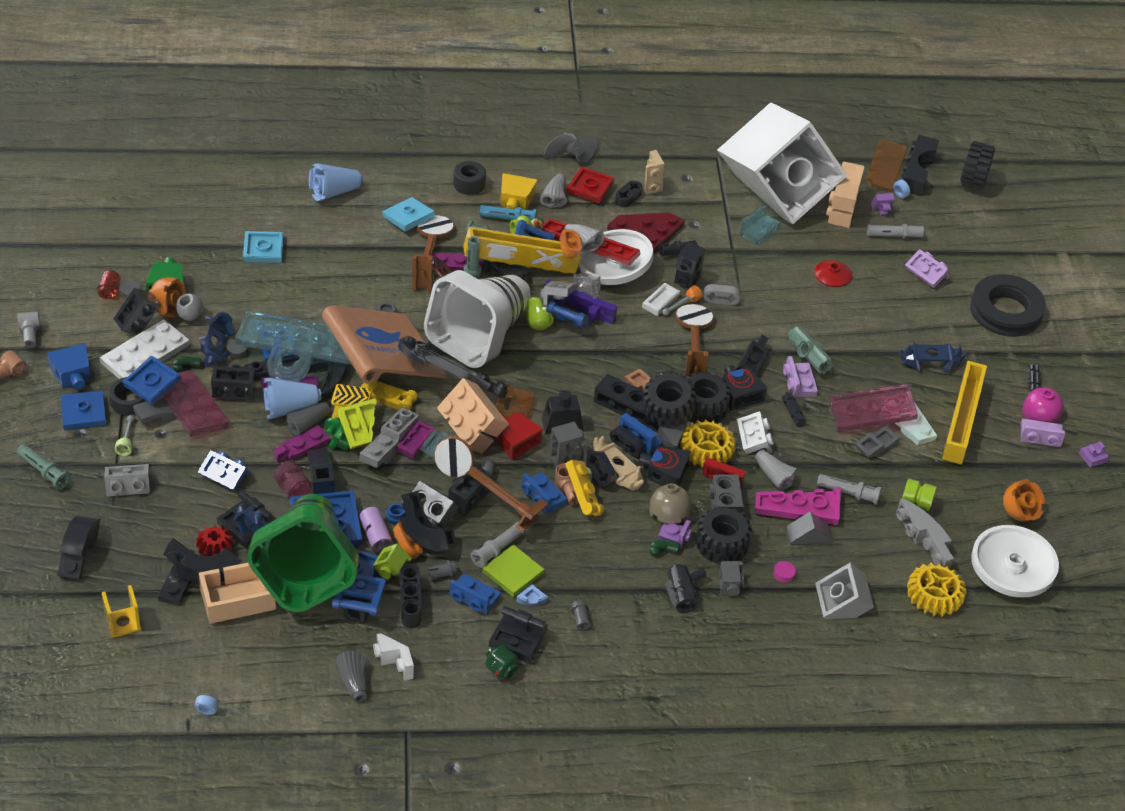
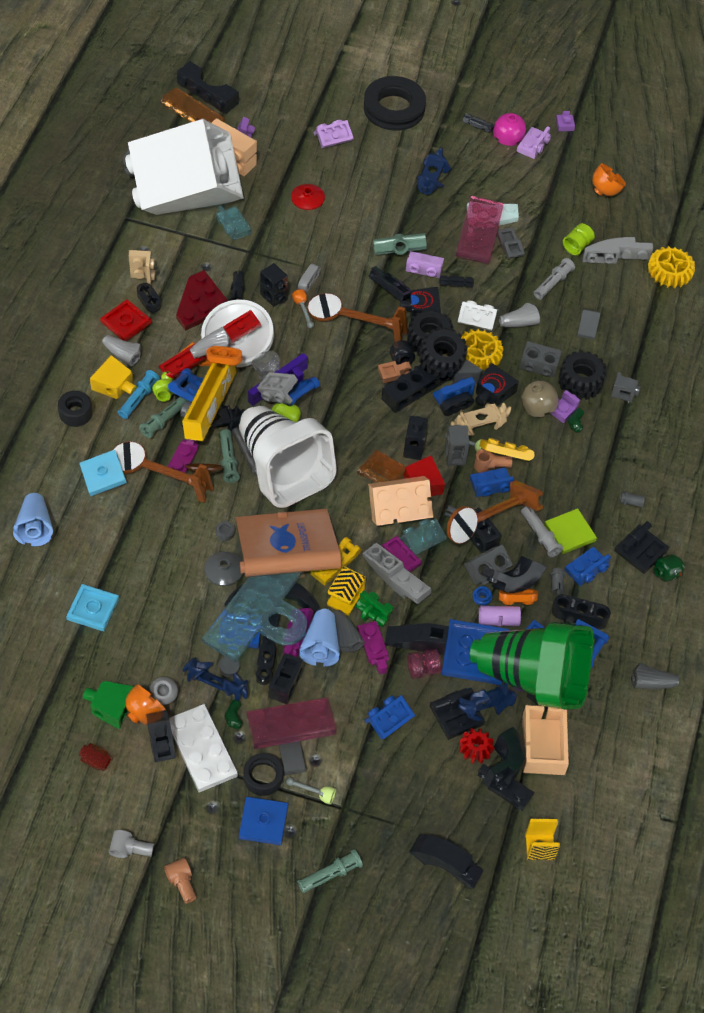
camera: 70 degrees left, 10 degrees up
(70, 366) = (204, 816): blue torso -> none
(126, 288) = (107, 740): dark grey tile -> none
(127, 480) = (371, 800): light grey bracket -> none
(152, 380) = (263, 745): blue plate -> none
(206, 705) = (658, 798): light blue tile -> none
(358, 422) = (381, 589): neon yellow wing -> none
(391, 561) = (538, 613): lime brick -> none
(394, 652) = (635, 645): white slope -> none
(428, 351) = (331, 508): black piece -> none
(472, 266) = (211, 442): sand green pin -> none
(532, 597) = (600, 527): light blue tile -> none
(569, 143) = (72, 313): dark grey piece -> none
(601, 469) = (485, 427): black beam -> none
(661, 299) = (293, 322): white tile -> none
(681, 587) = (624, 422): black piece -> none
(714, 467) = (513, 352): red tile -> none
(784, 571) = (622, 353): dark pink tile -> none
(797, 504) = (562, 315): dark pink wing -> none
(844, 593) = (660, 324): light grey slope -> none
(896, 231) = (281, 131): light grey pin -> none
(901, 189) = (231, 111): light blue tile -> none
(964, 412) = (505, 176): yellow brick -> none
(977, 165) = (236, 49): black tyre -> none
(1015, 561) = (661, 209): white dish -> none

